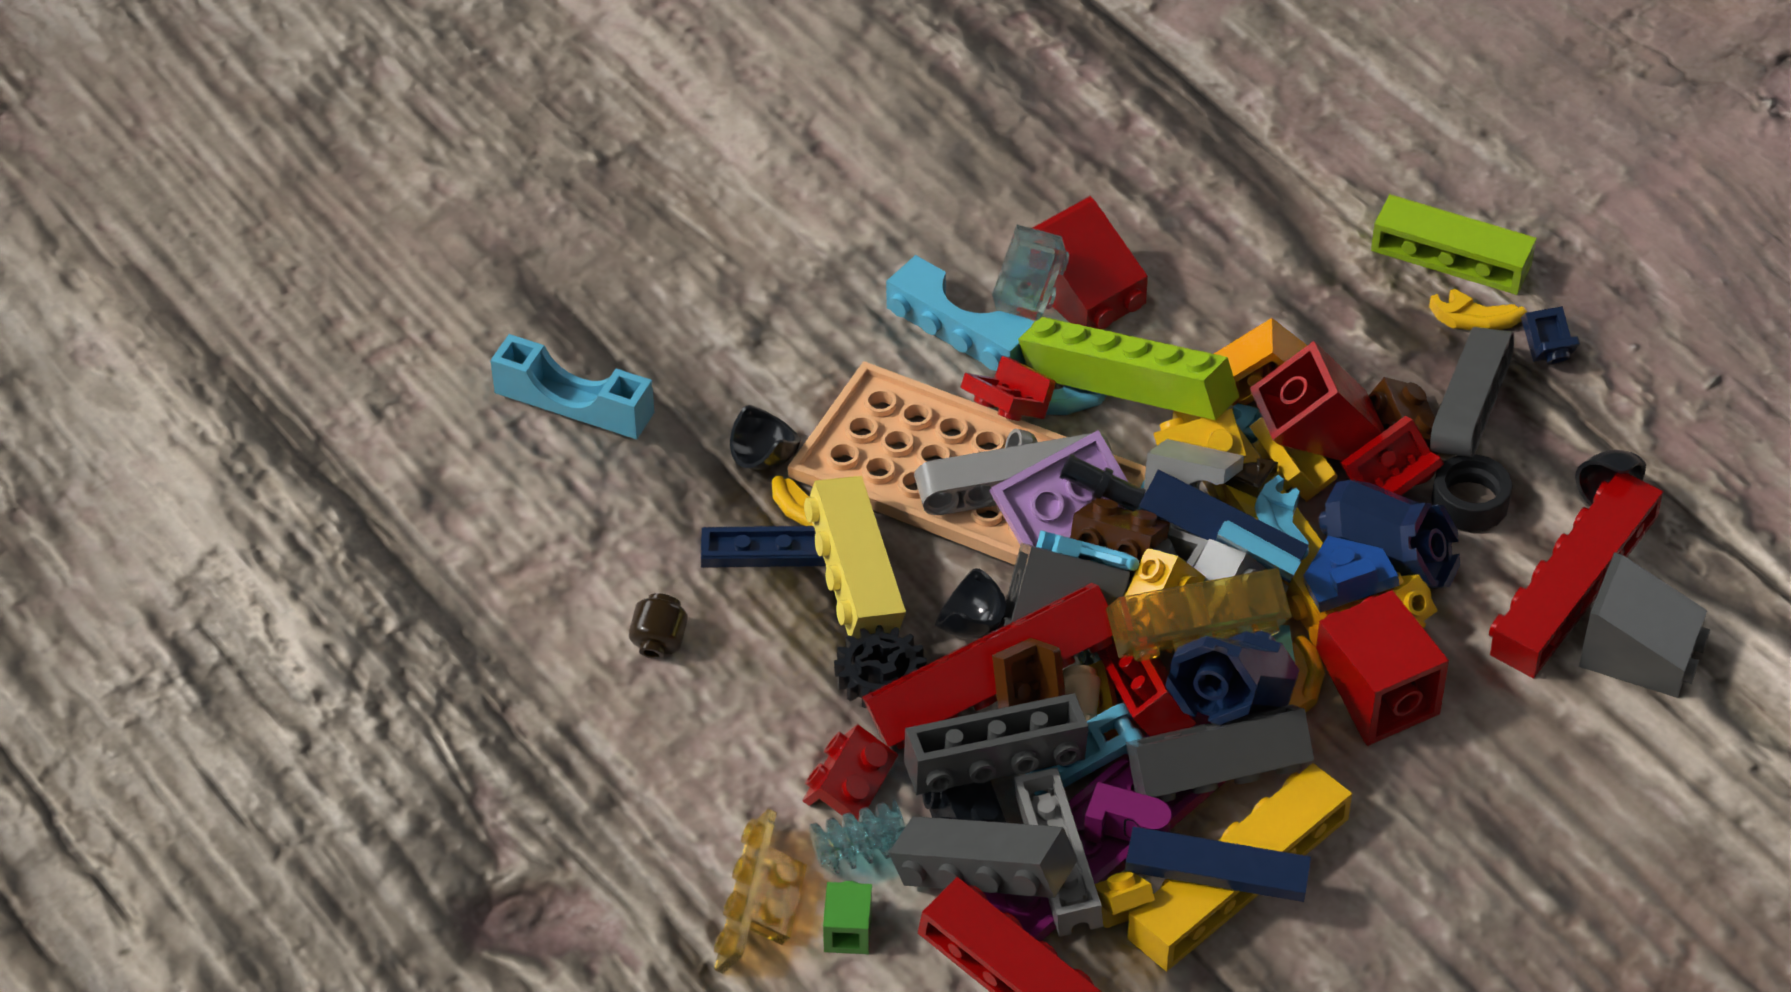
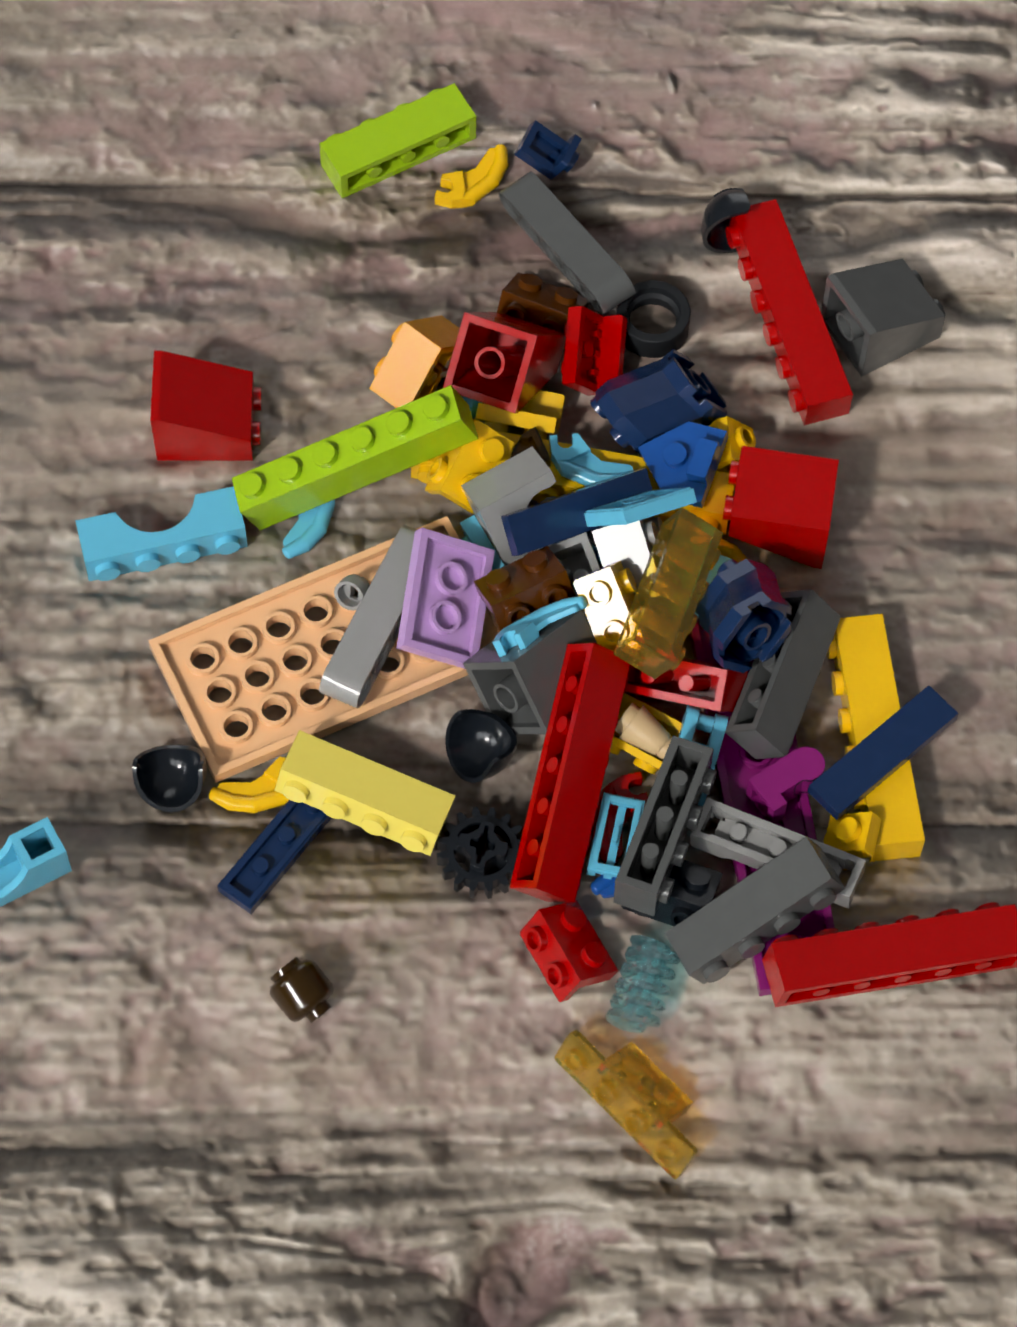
camera: 55 degrees left, 15 degrees up
(847, 917) = (710, 1045): bright green brick -> none
(1014, 390) = (284, 555): red bracket -> none
(1028, 673) = (624, 758): reddish brown bracket -> none
(1029, 273) = (192, 454): clear light blue brick -> none
(1102, 483) = (470, 564): black pin -> none

